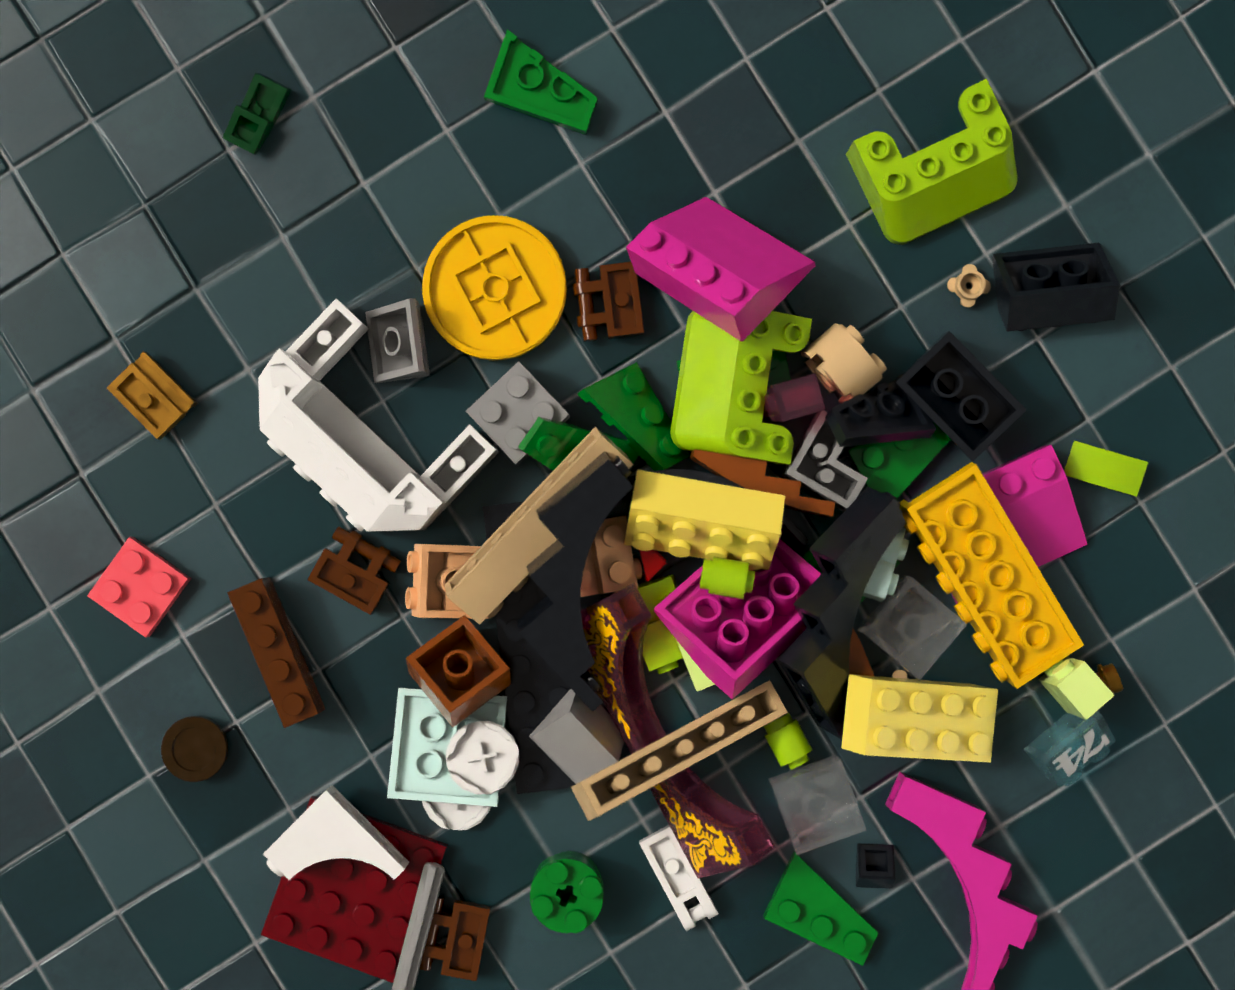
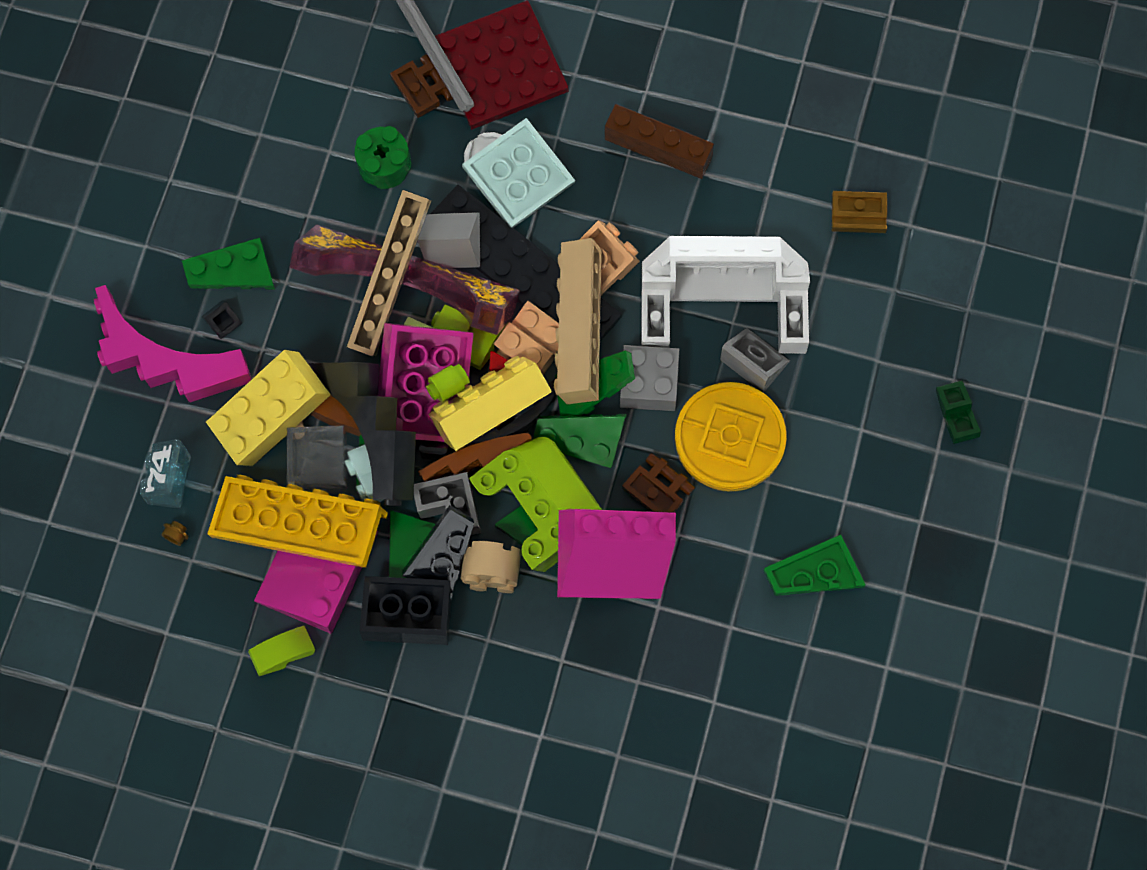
camera: 140 degrees right, 15 degrees down
(139, 587) = (766, 112): coral plate -> none
(194, 748) = (654, 58): dark brown piece -> none
(332, 831) = (537, 78): white arch -> none
(350, 581) = (656, 212): reddish brown plate -> none
(458, 671) = (549, 212): dark orange brick -> none
(482, 757) = (494, 182): white tile -> none
(556, 622) = (519, 276): black arch -> none
(677, 877) = (328, 216): white plate -> none
(787, 741) = (331, 339): lime brick -> none
(793, 398) = (501, 516): clear pink brick -> none
(817, 804) = (285, 317): clear brick -> none
(943, 179) = (528, 730): lime windscreen -> none
(969, 275) = (454, 679): tan plate -> none
(1055, 287) = (407, 729): black slope -> none
(1076, 687) = (191, 505): yellowish green brick -> none

